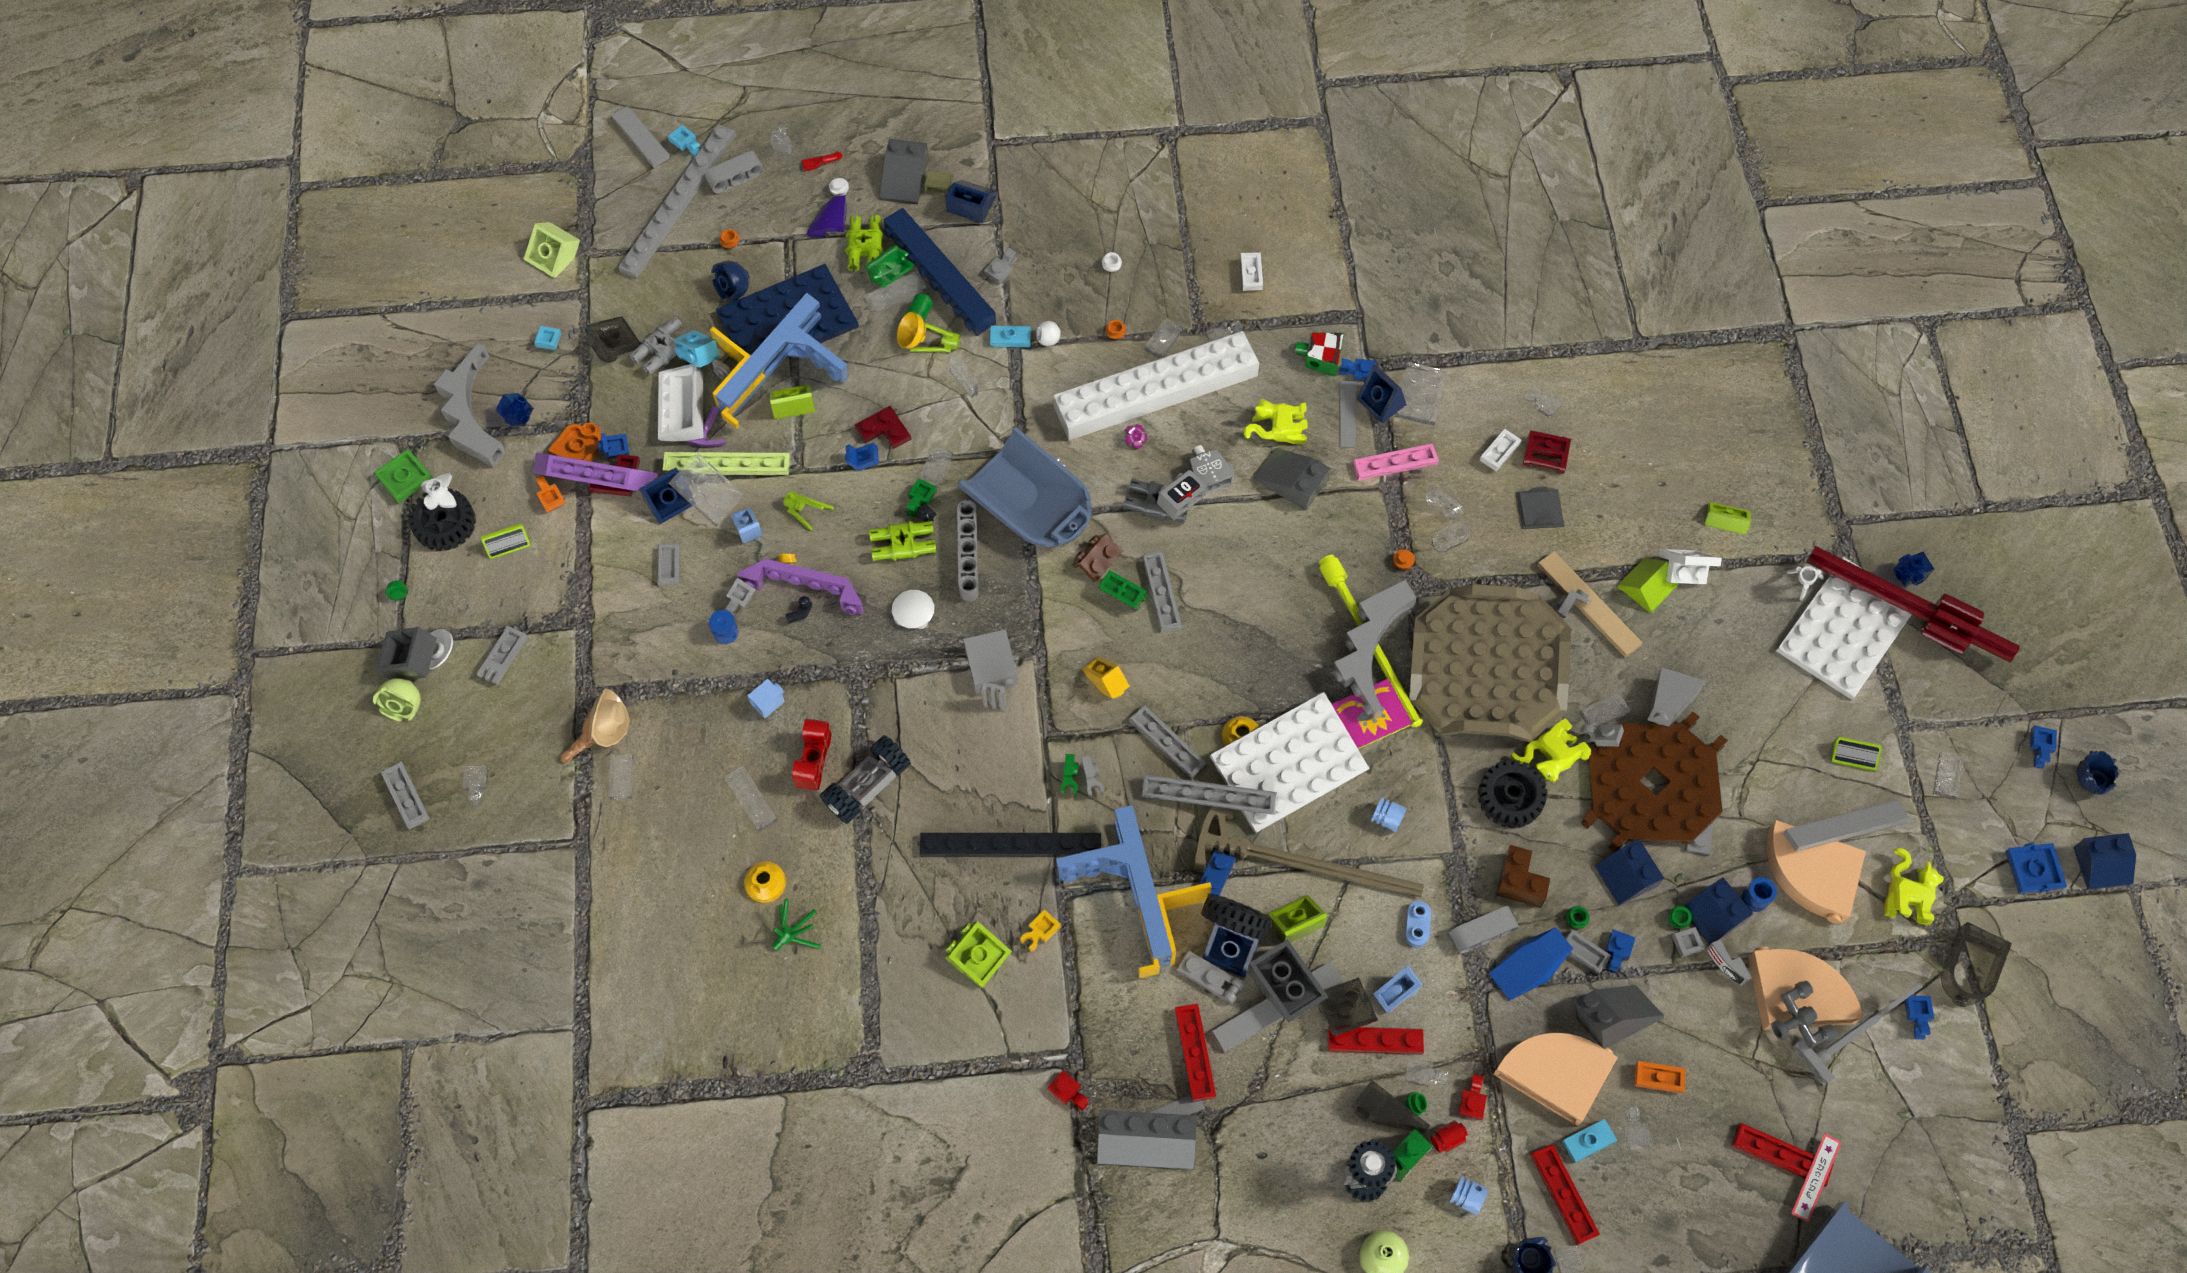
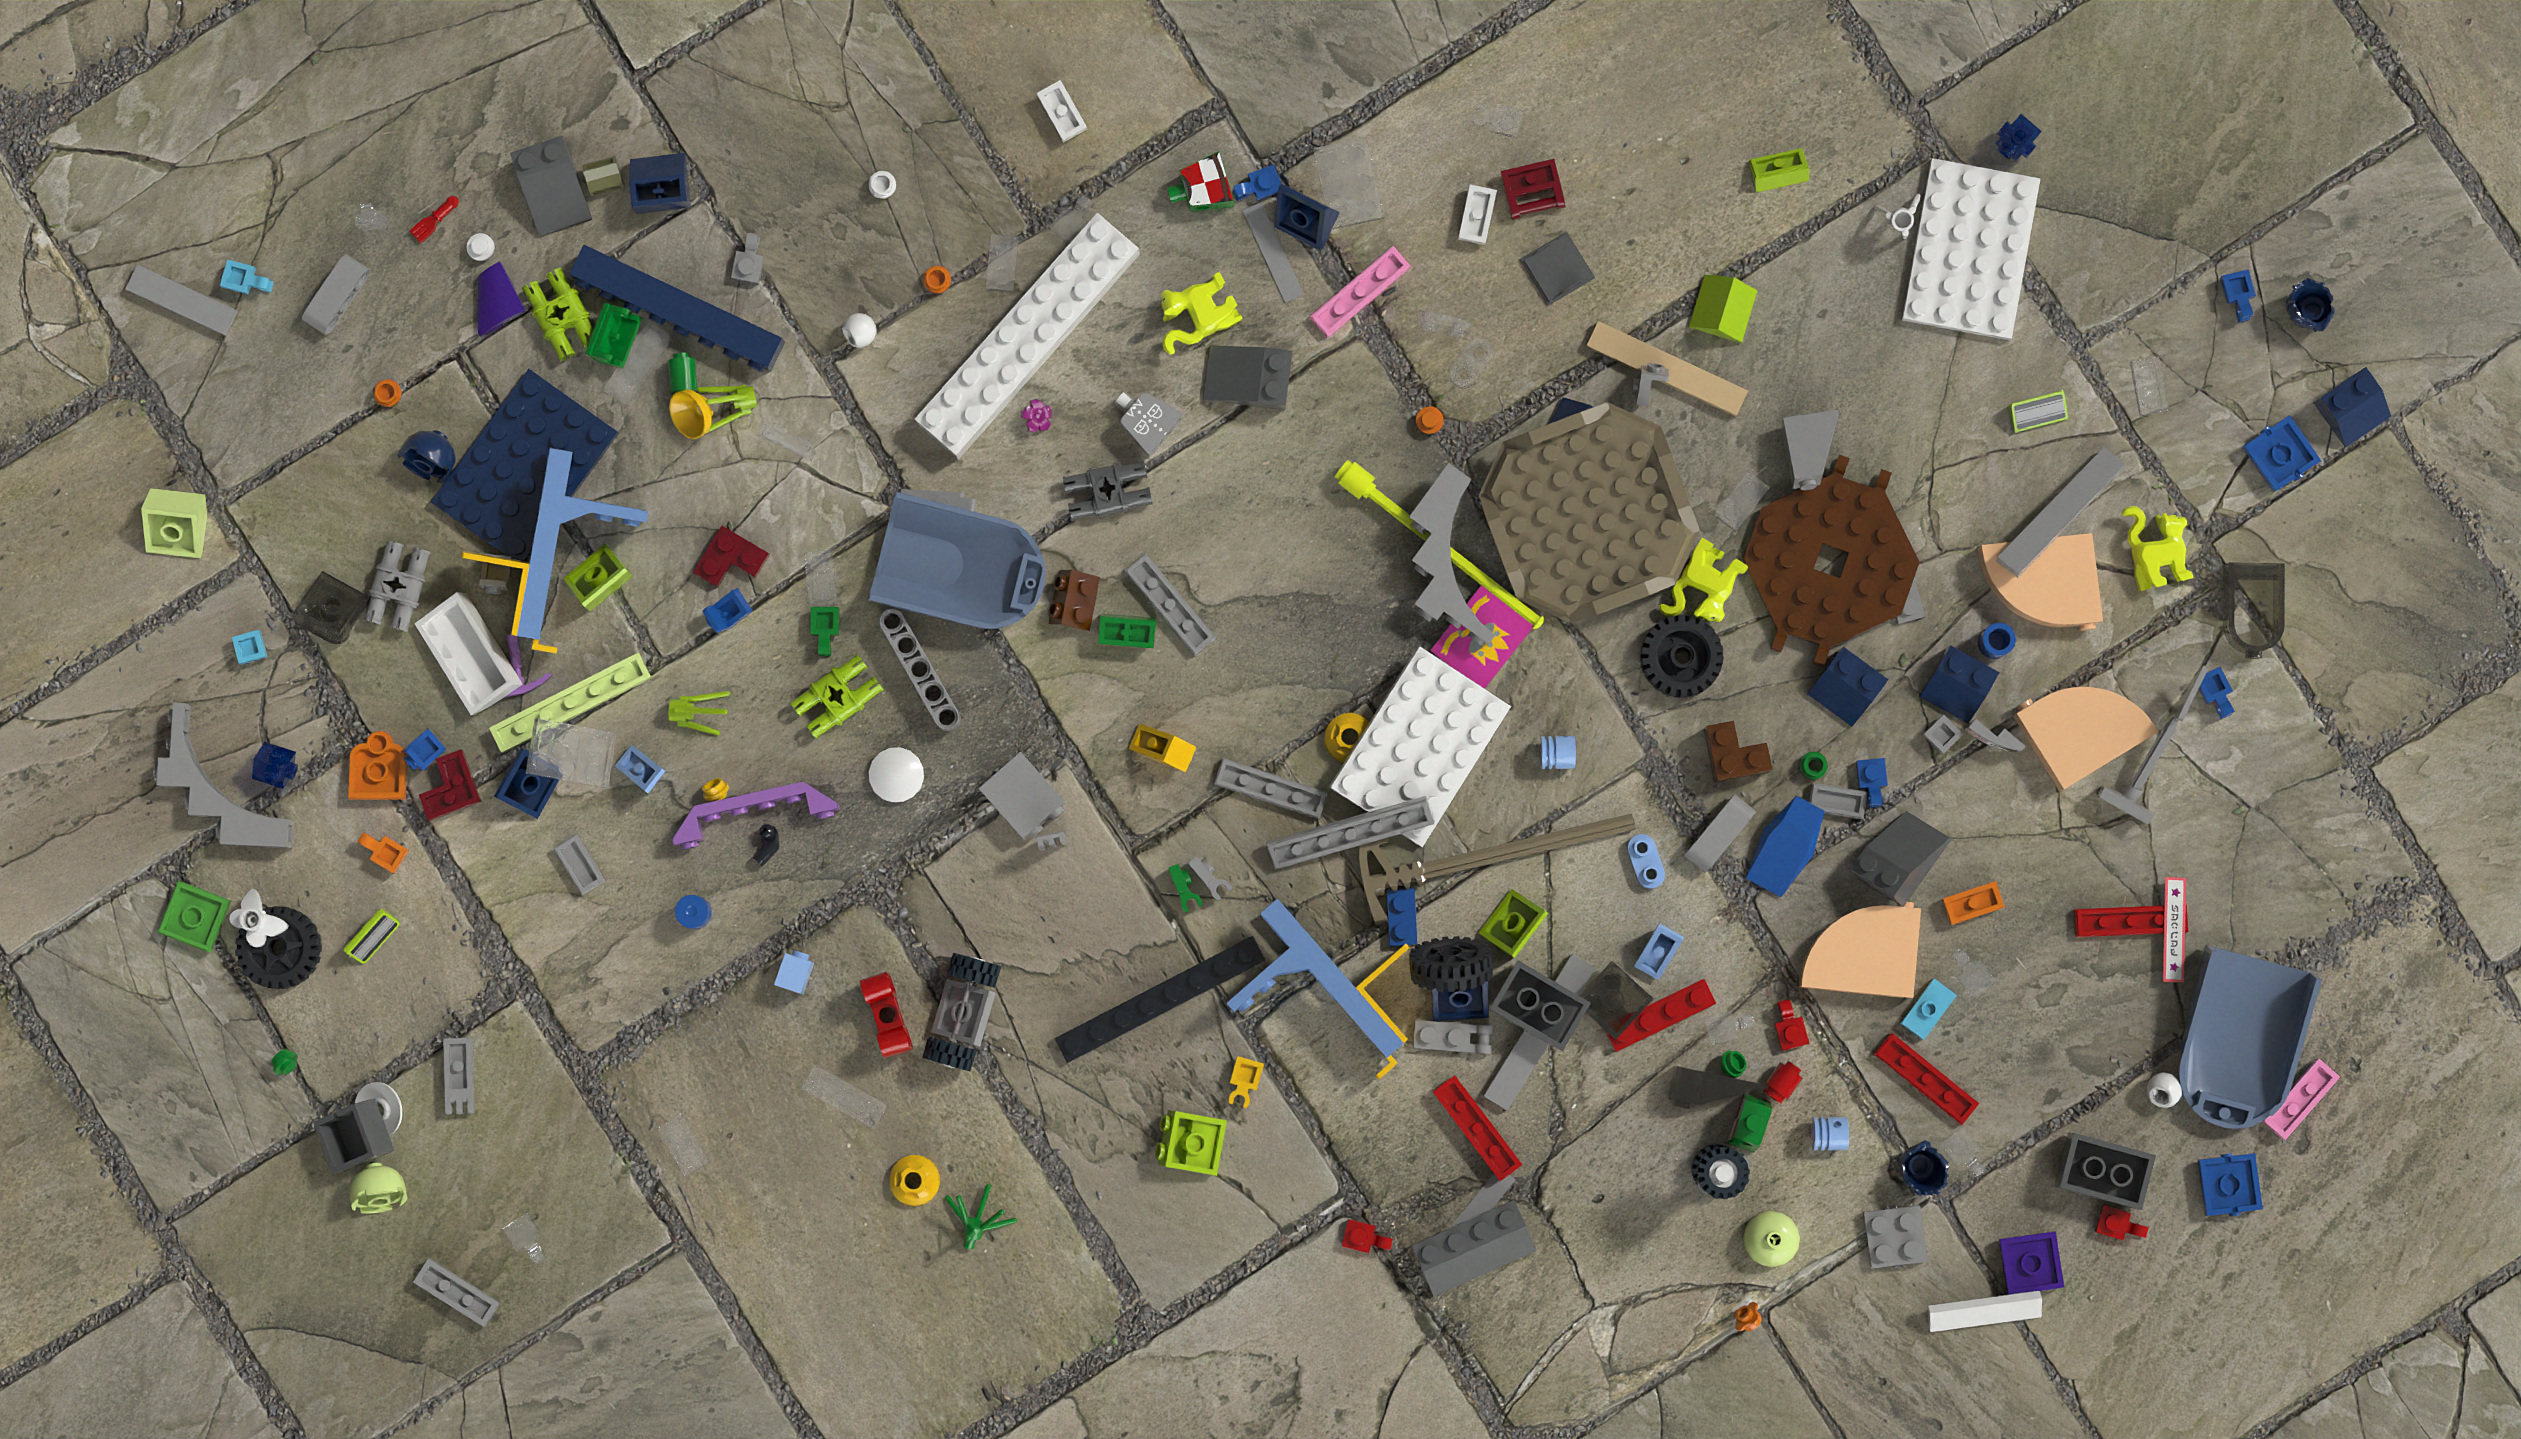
camera: 25 degrees left, 20 degrees up
(591, 472) = (423, 803): medium lavender slope -> none
(604, 725) = (630, 1097): tan hat -> none
(676, 201) = (287, 369): light grey plate -> none
(696, 348) = (447, 575): medium azure brick -> none
(740, 595) = (689, 864): light grey plate -> none
(926, 513) = (845, 646): black plate -> none
(1010, 336) = (813, 353): medium azure plate -> none
(1181, 494) = (1135, 476): light grey brick -> none
(1604, 736) = (1755, 535): light grey plate -> none
(1679, 917) = (1922, 709): green plate -> none
(1688, 565) = (1759, 264): white bracket -> none
(1802, 1018) = (2095, 768): dark grey piece -> none
(1947, 621) = (2080, 194): dark red axle -> none

